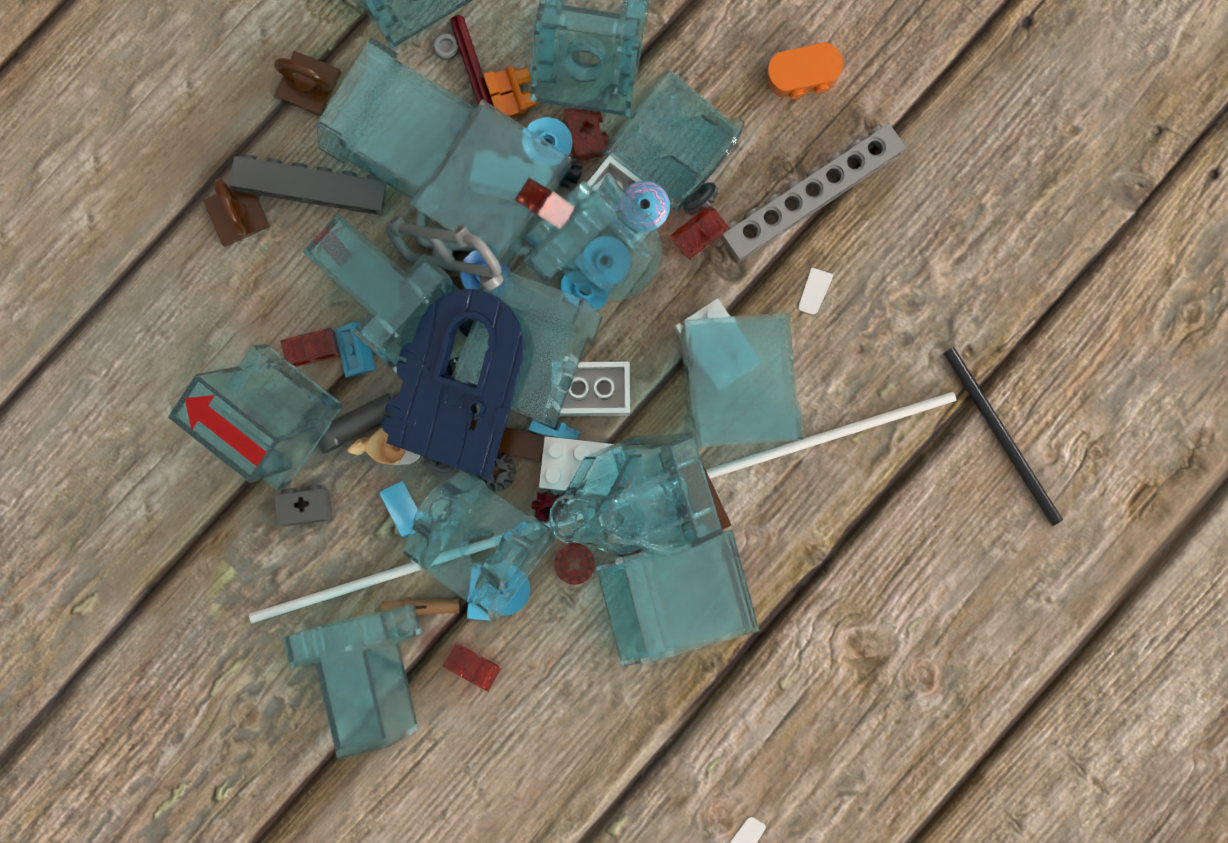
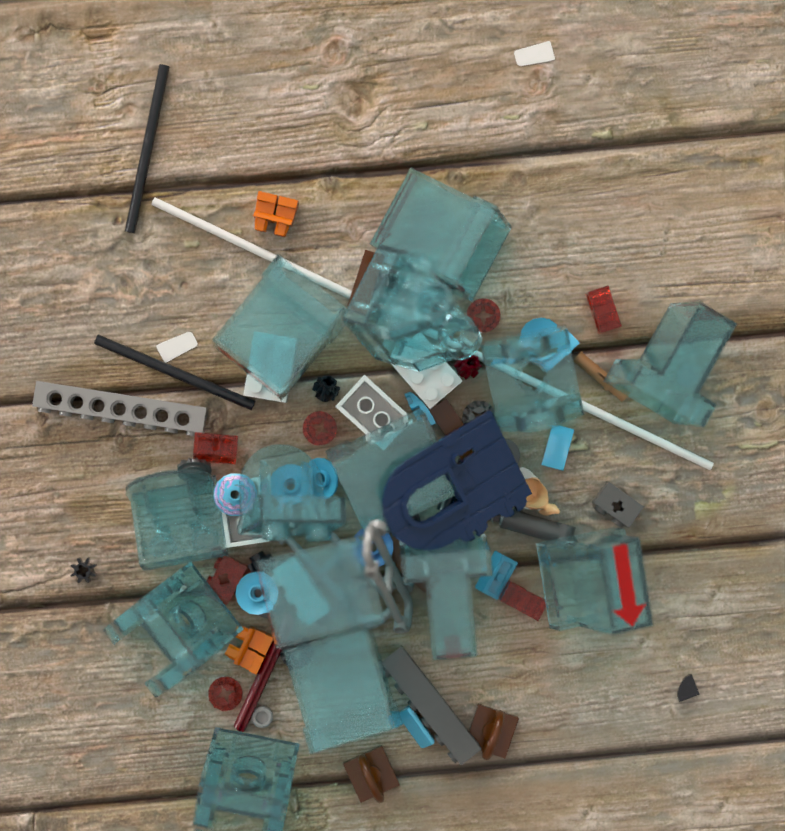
camera: 135 degrees left, 5 degrees up
(96, 404) = (687, 688): none -> black tile
(311, 158) = (416, 727): none -> medium azure slope
(499, 47) = (216, 689): none -> clear red gear
(545, 203) = (301, 544): clear red brick -> none
(630, 322) = (310, 432): none -> clear red gear
(652, 372) = (326, 388): none -> black gear
(710, 22) = (79, 566): none -> black gear
(796, 266) = (174, 372): none -> black piece
(804, 70) = (52, 490): orange brick -> none
(842, 486) = (265, 212): none -> orange hips

